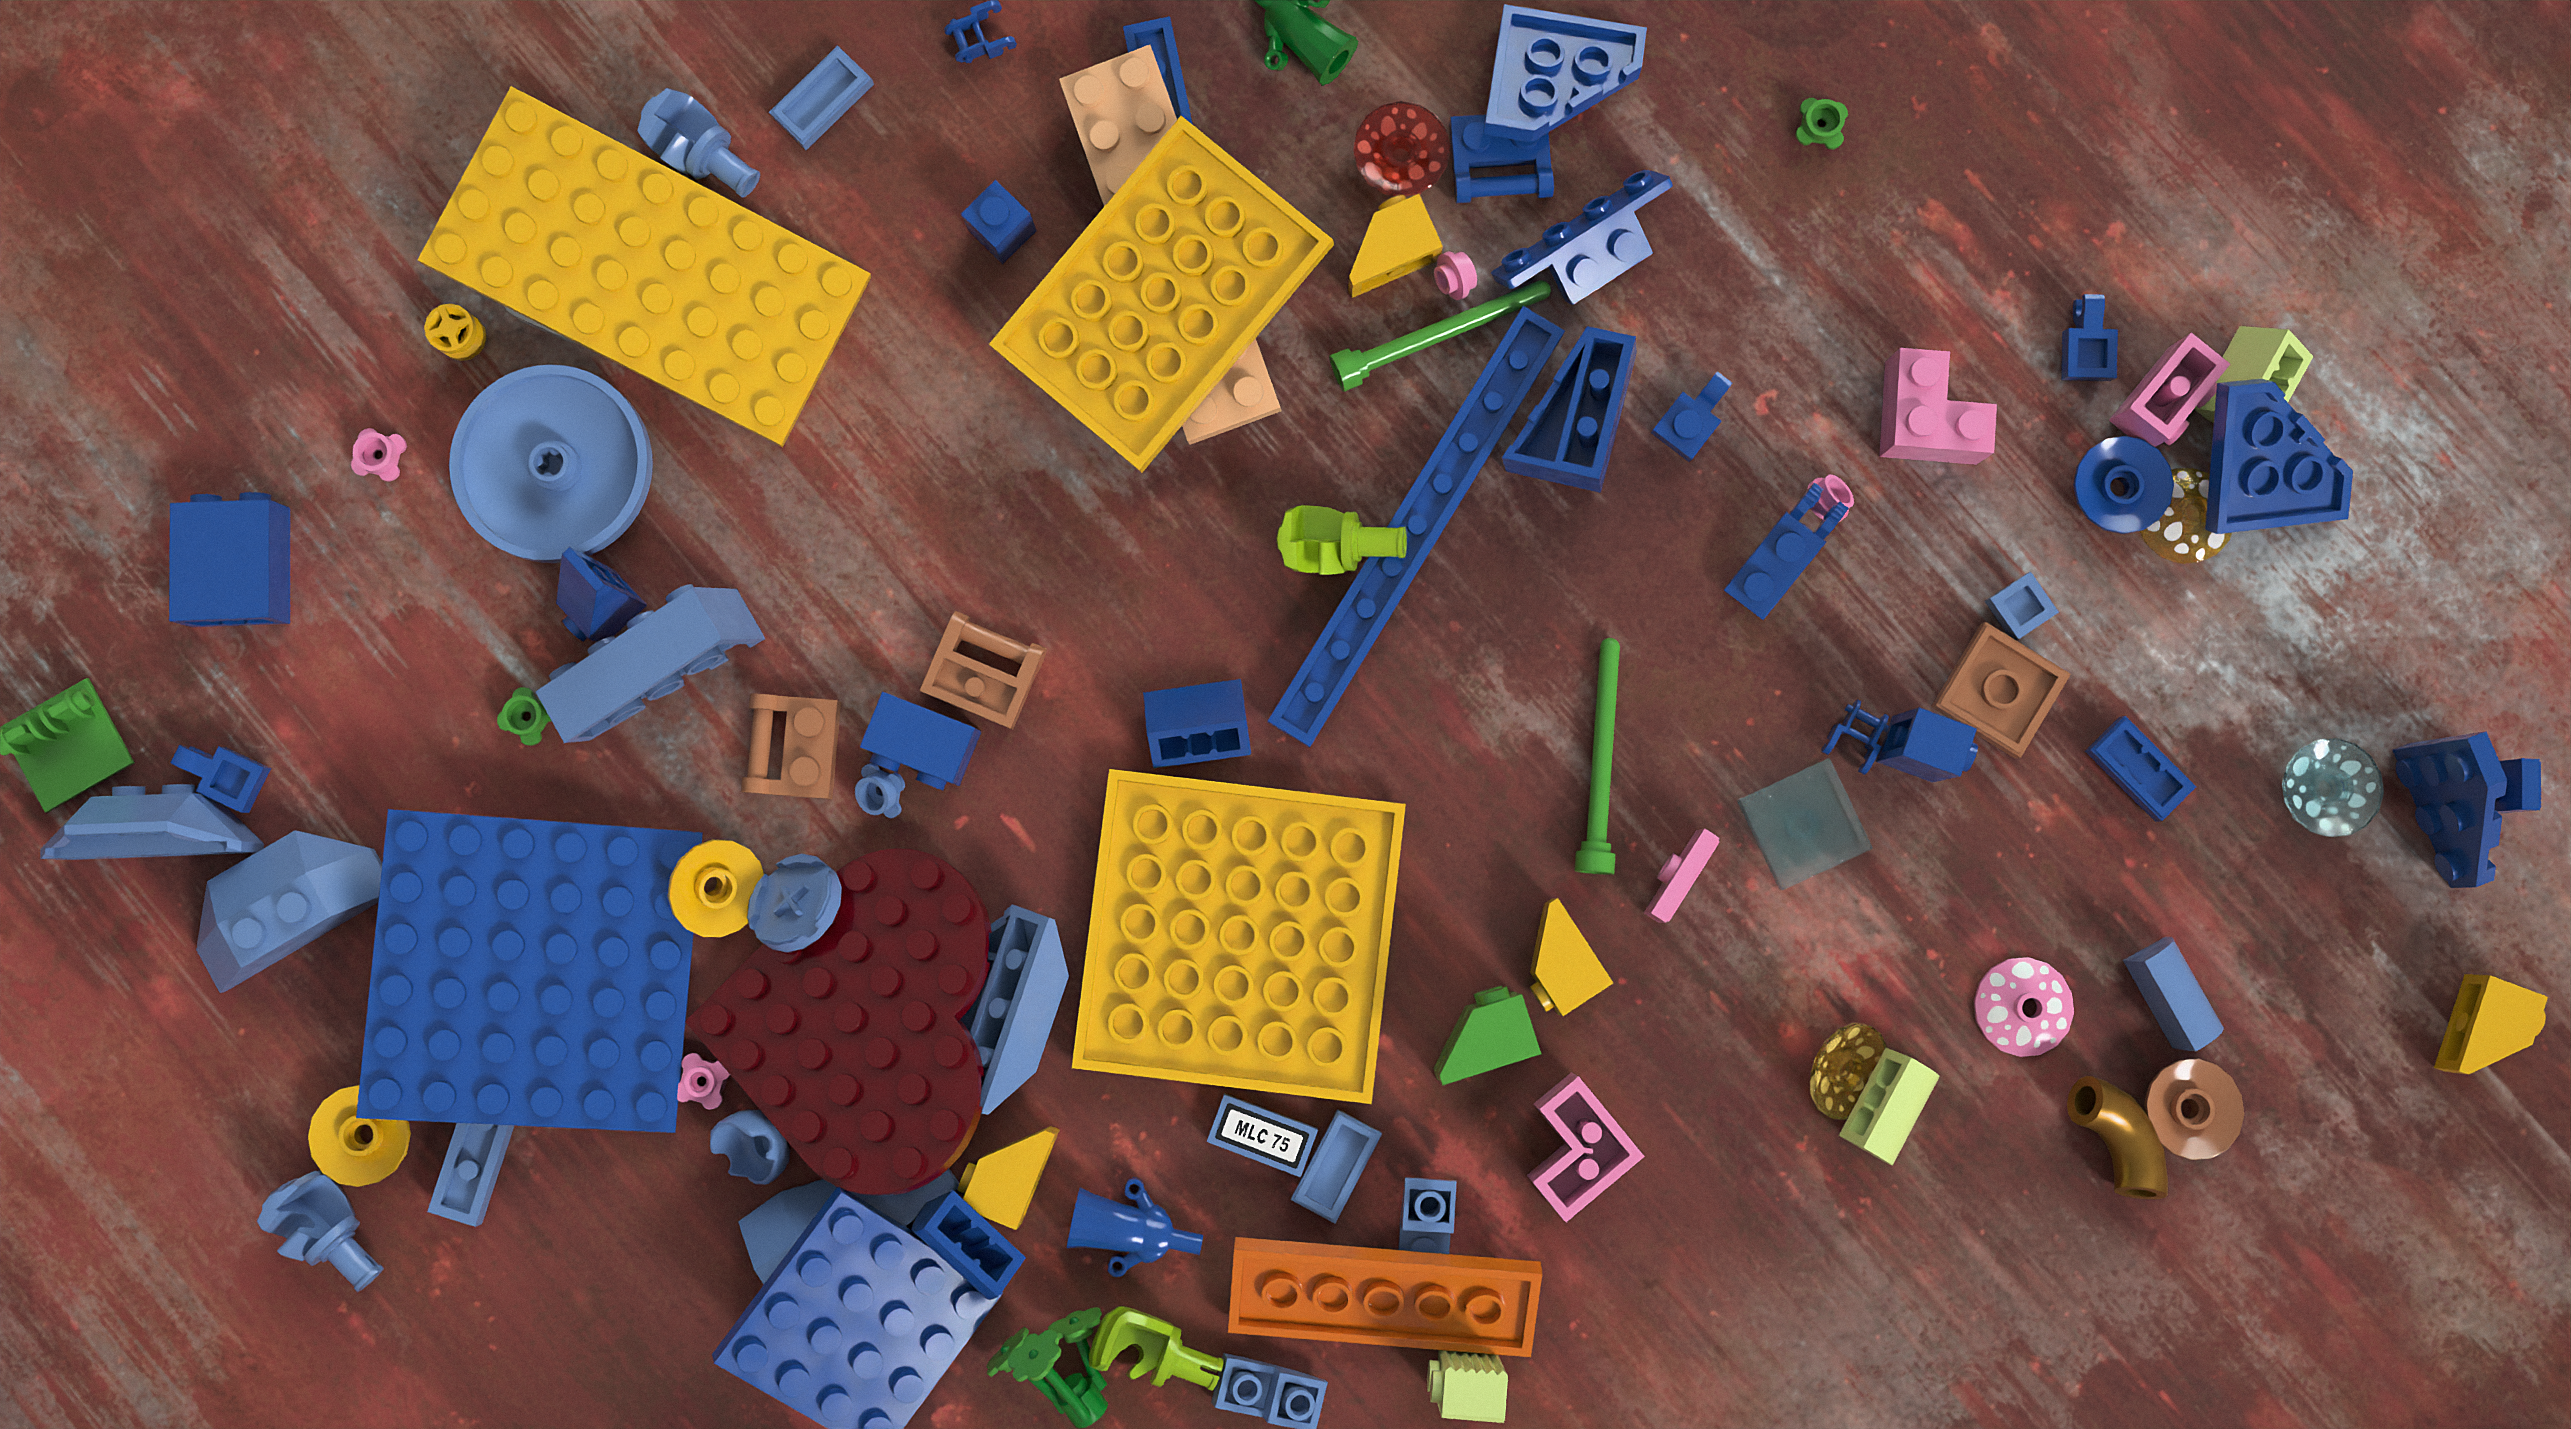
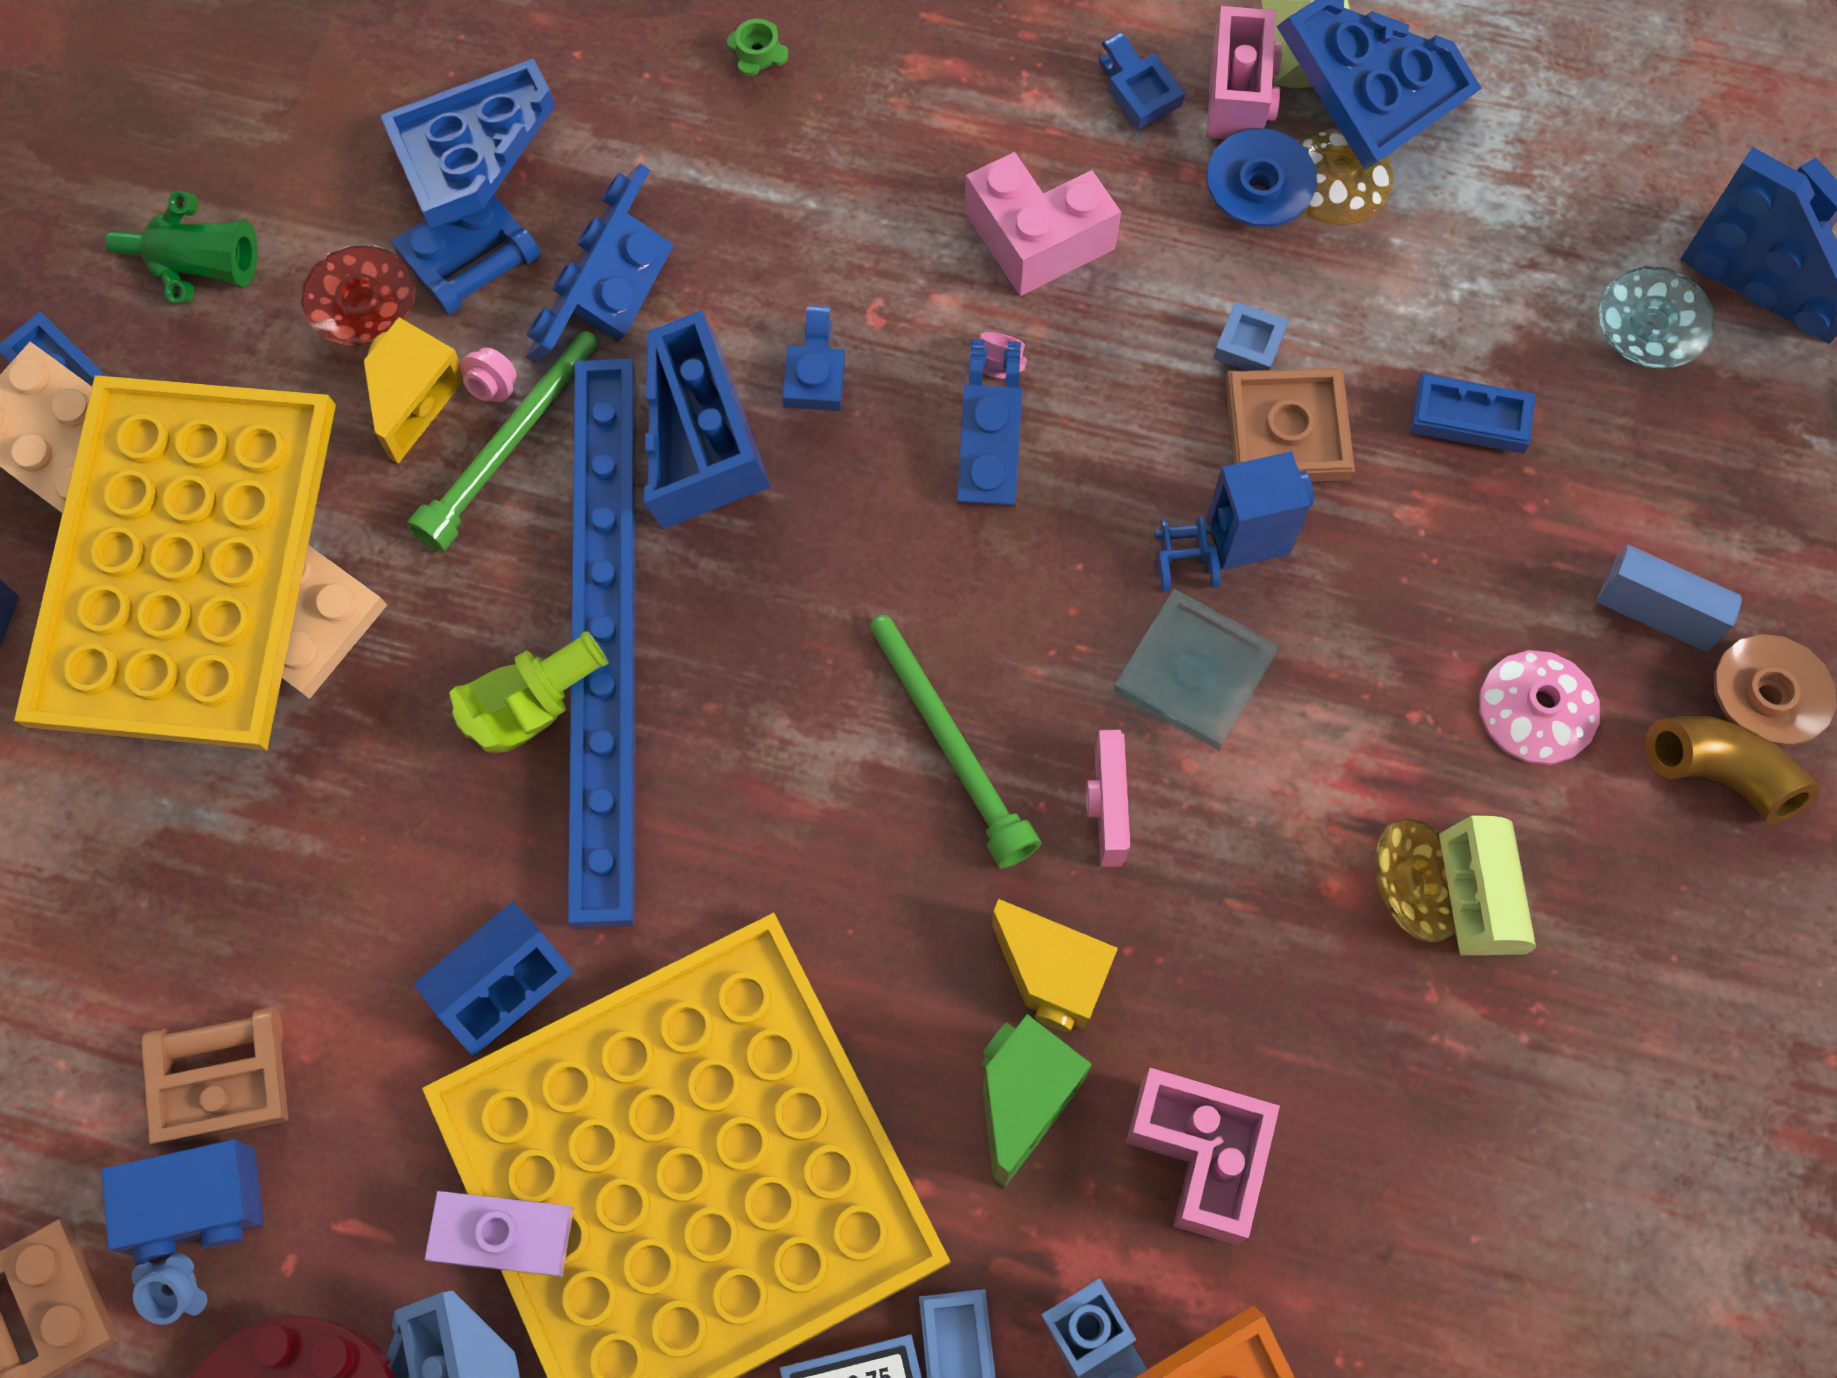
camera: 35 degrees left, 15 degrees down
(1103, 898) = (499, 1234): none -> lavender plate

